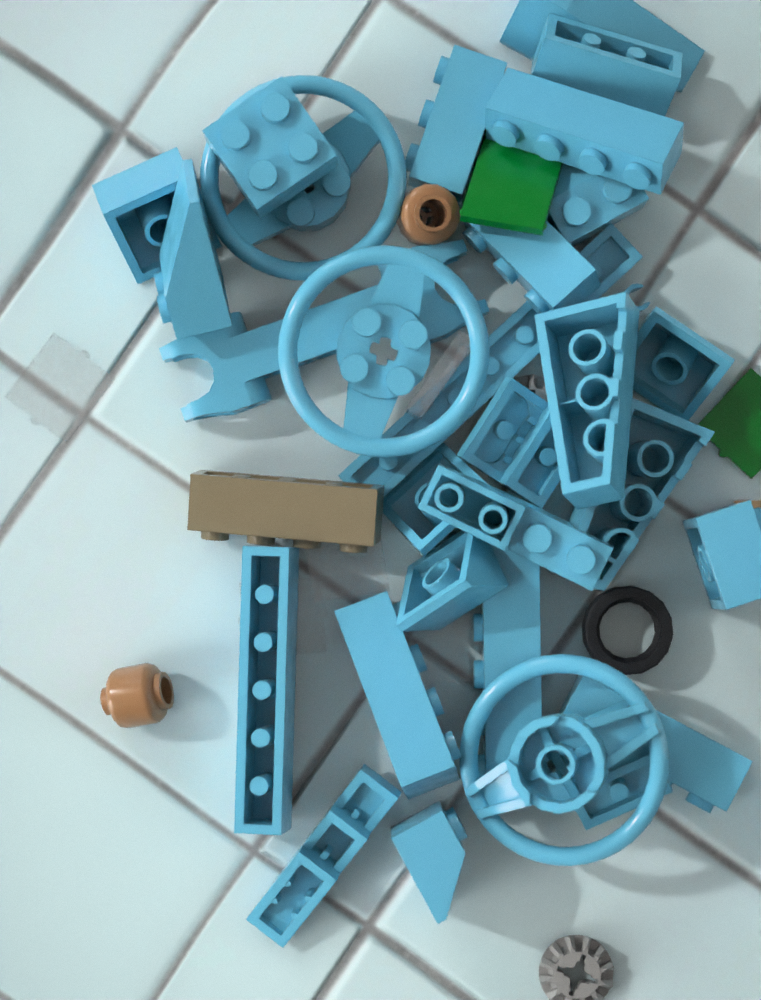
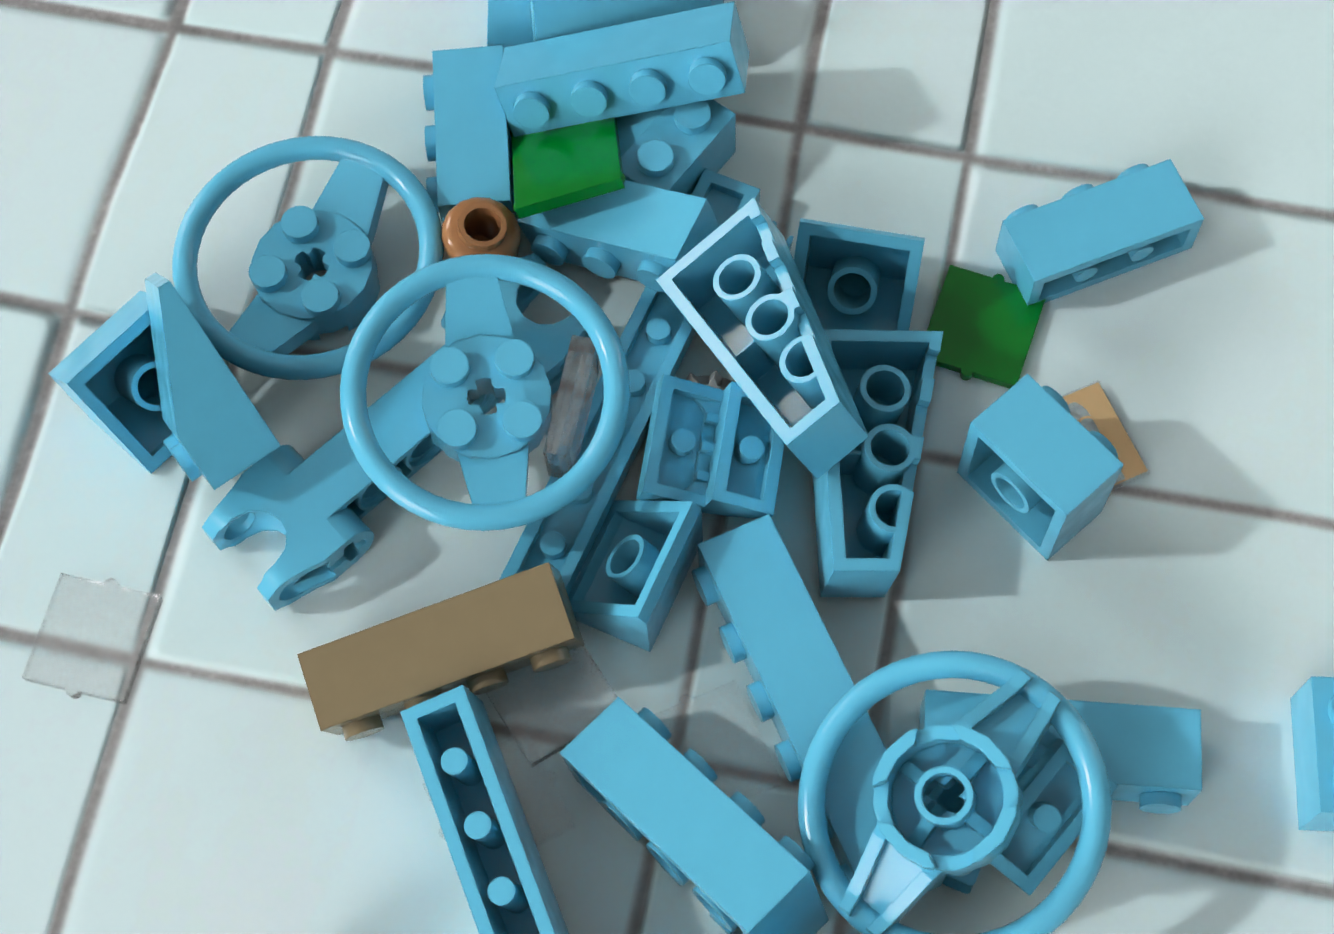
camera: 15 degrees left, 20 degrees down
(270, 147) = (249, 220): medium azure brick -> none
(449, 583) = (699, 652): medium azure slope -> none
(515, 526) = (746, 531): medium azure slope -> none
(662, 628) = (963, 577): black tyre -> none

